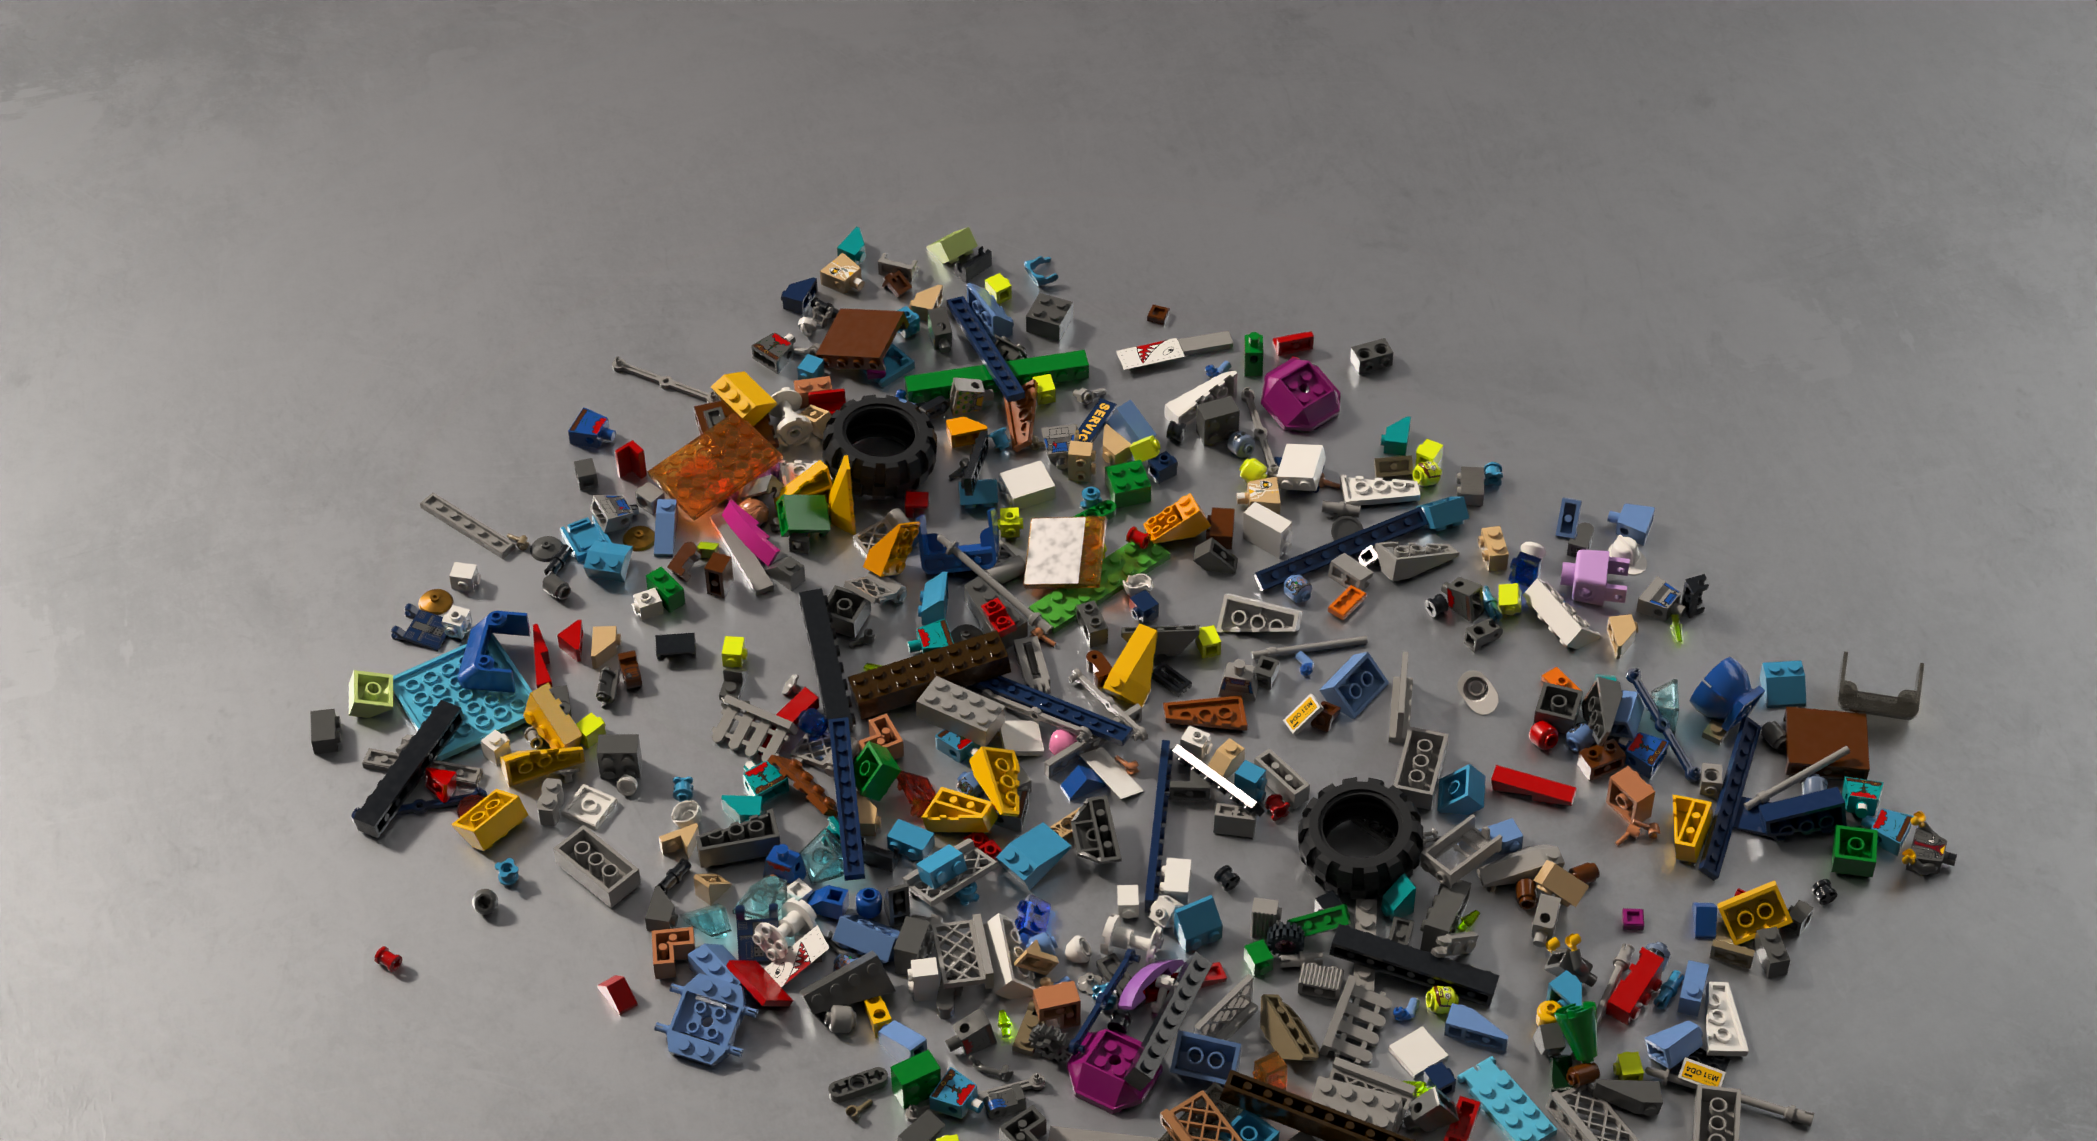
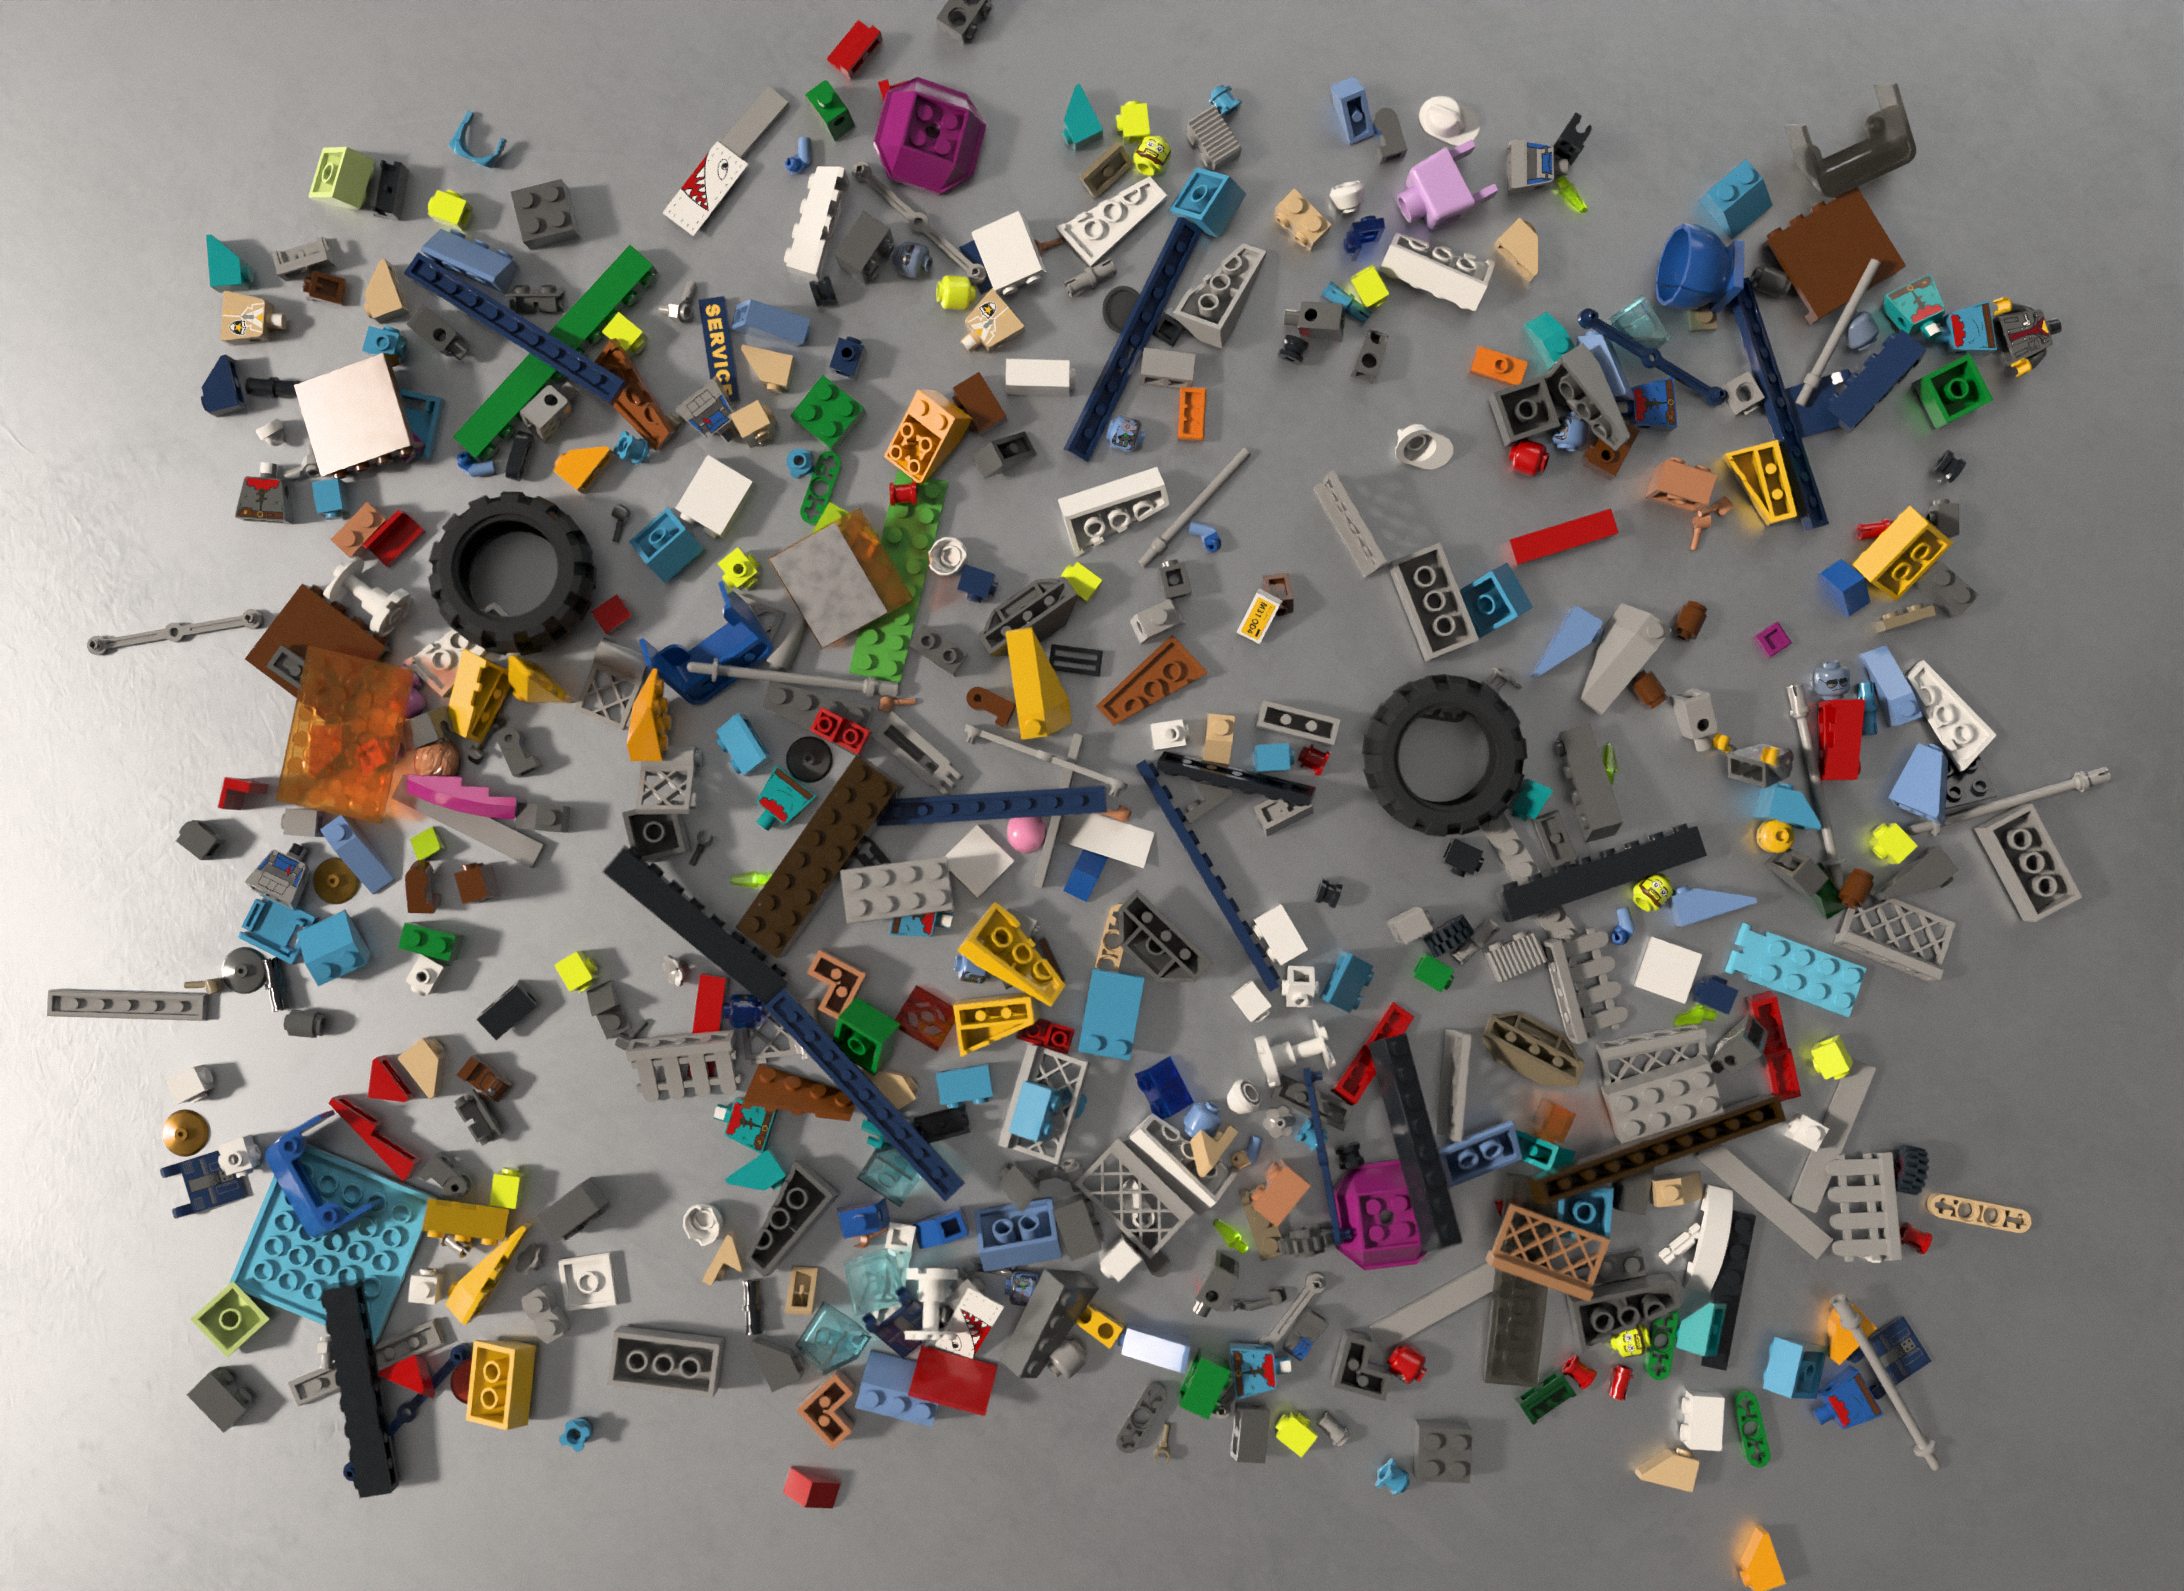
camera: 40 degrees left, 40 degrees up
(485, 901) = (584, 1486): dark grey piece -> none
(590, 429) = (150, 771): blue torso -> none
(627, 785) = (608, 1231): white tile -> none
(683, 788) = (672, 1193): dark azure brick -> none
(692, 1012) = (941, 1438): medium blue piece -> none
(744, 396) = (298, 615): yellow slope -> none
(803, 514) = (505, 734): green panel -> none
(818, 418) = (402, 573): tan slope -> none
(823, 323) = (266, 405): light grey piece -> none
(868, 903) = (986, 1199): blue head -> none
(975, 464) = (646, 528): black plate -> none
(1037, 715) = (1051, 824): light grey piece -> none
(1133, 992) = (1345, 1092): medium lavender slope -> none
(1145, 448) = (814, 353): neon yellow brick -> none
(1158, 314) = (666, 114): reddish brown tile -> none
(1164, 984) = (1366, 1083): white bar -> none
(1323, 920) = (1470, 891): green plate -> none
(1355, 685) = (1281, 531): medium blue slope -> none
(1455, 944) = (1628, 829): light grey hinge -> none
(1459, 852) = (1561, 700): light grey door -> none
(1557, 881) = (1690, 666): tan brick -> none
(1580, 1029) = (1834, 851): green cone -> none
(1633, 521) = (1428, 67): medium blue torso -> none
(1701, 1074) = (1977, 807): tile -> none

